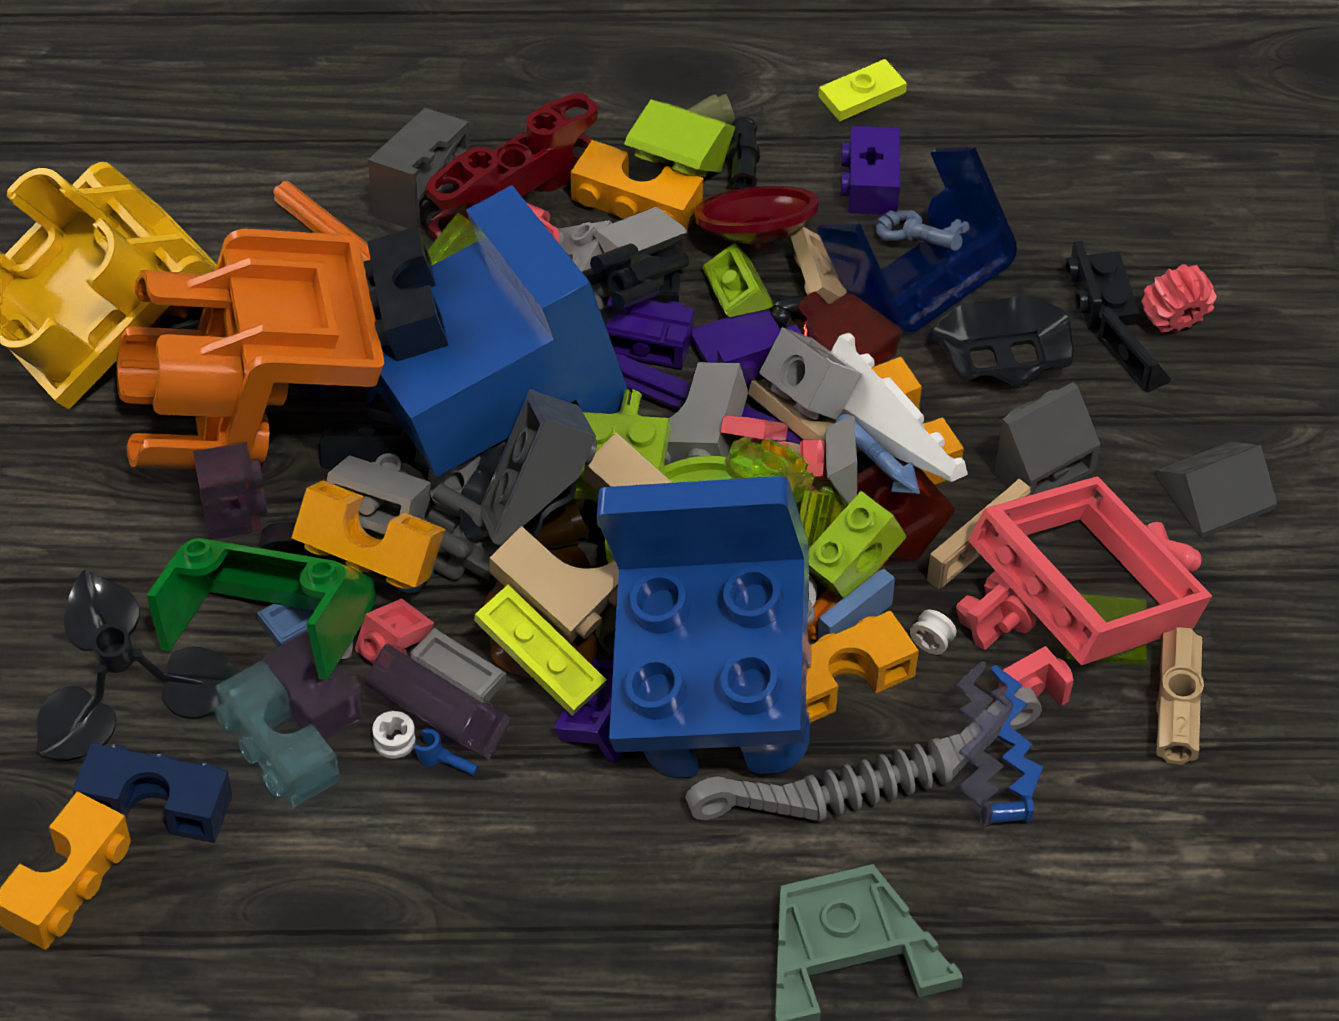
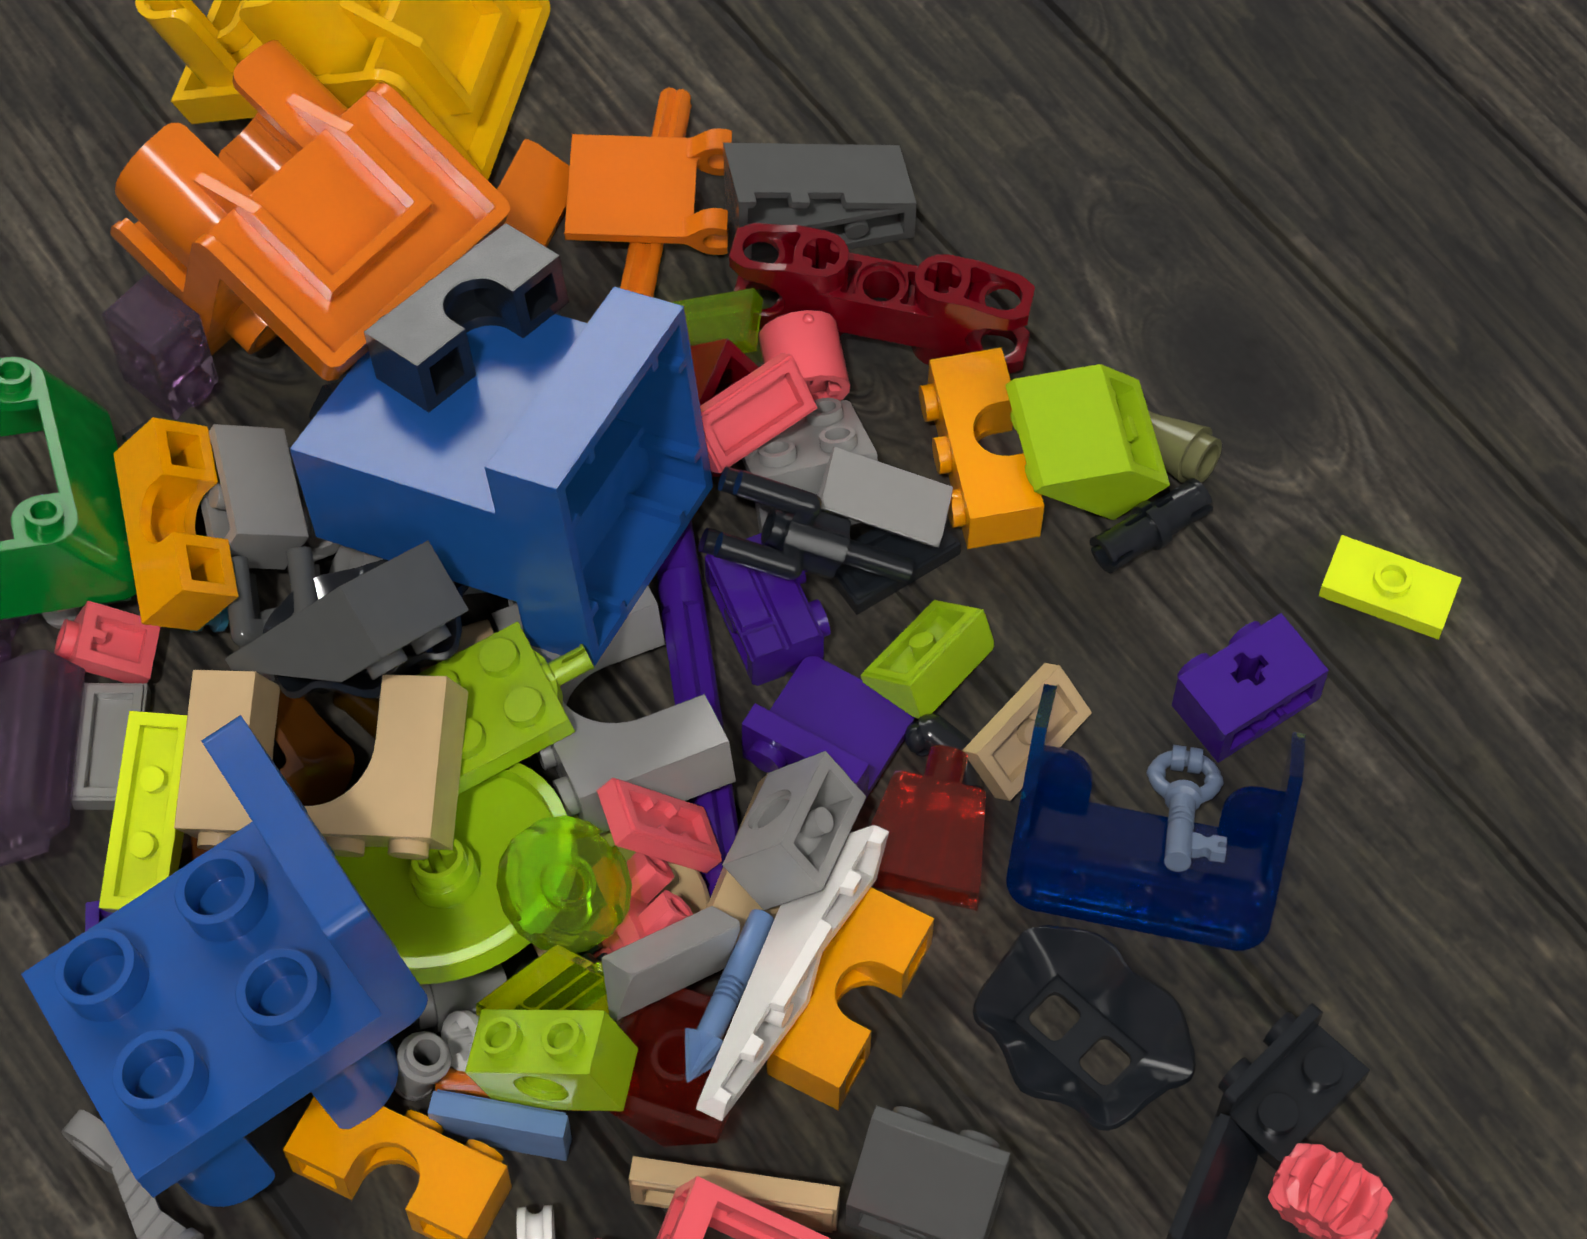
camera: 55 degrees right, 10 degrees up
(336, 215) = (645, 190): none -> orange flag
(757, 214) = (1045, 600): dark red dish -> none

